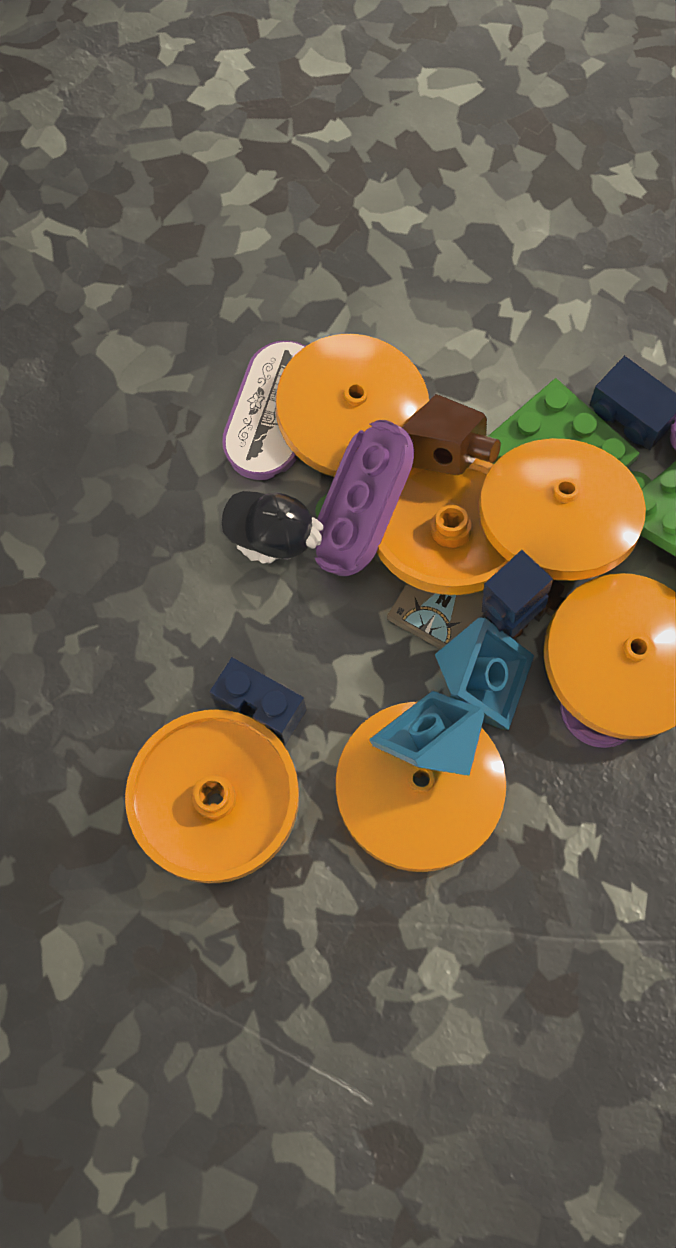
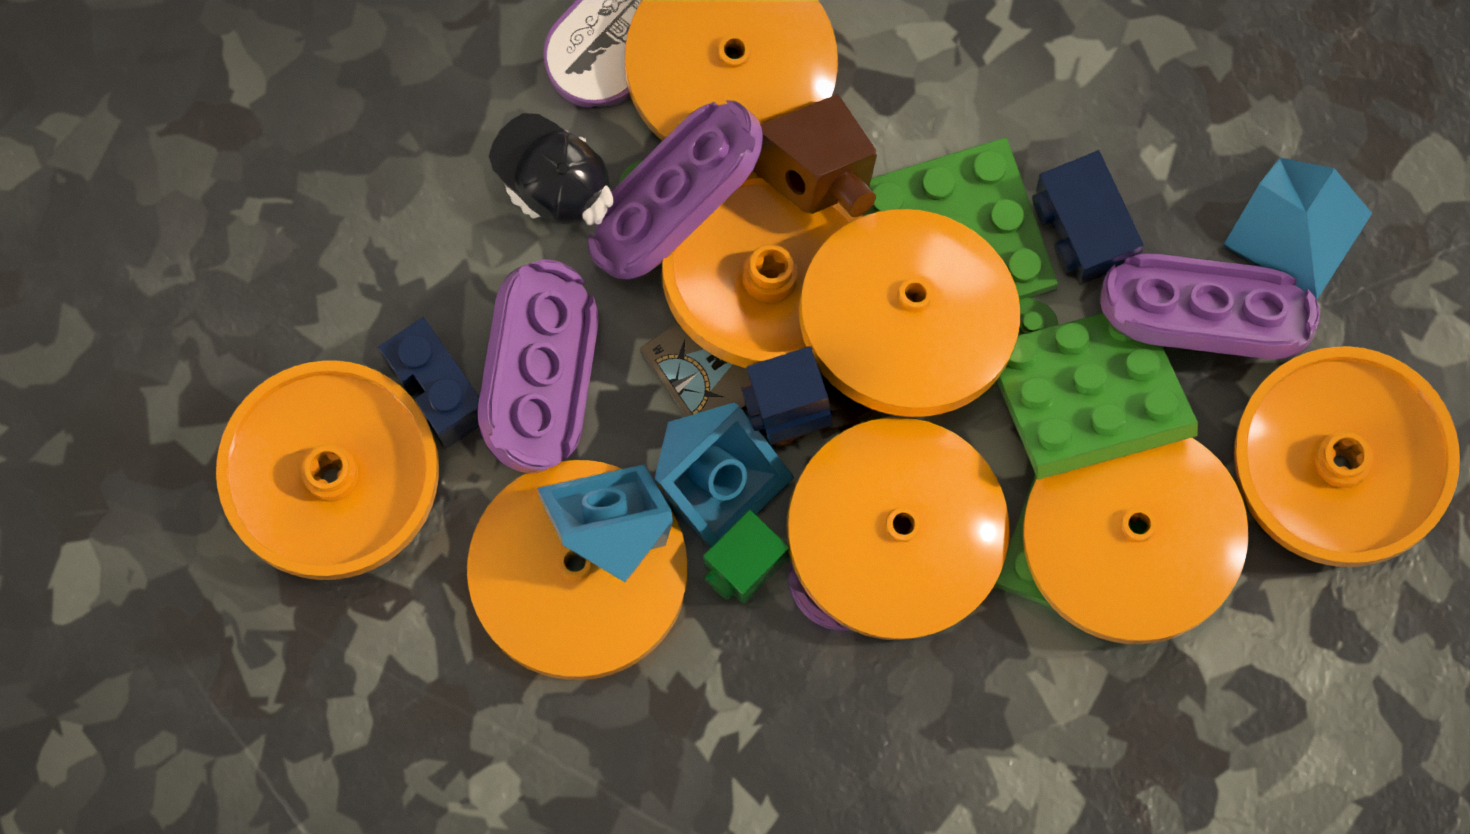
camera: 25 degrees right, 5 degrees up
(326, 658) = (537, 366): none -> medium lavender tile
(534, 723) = (744, 558): none -> green brick

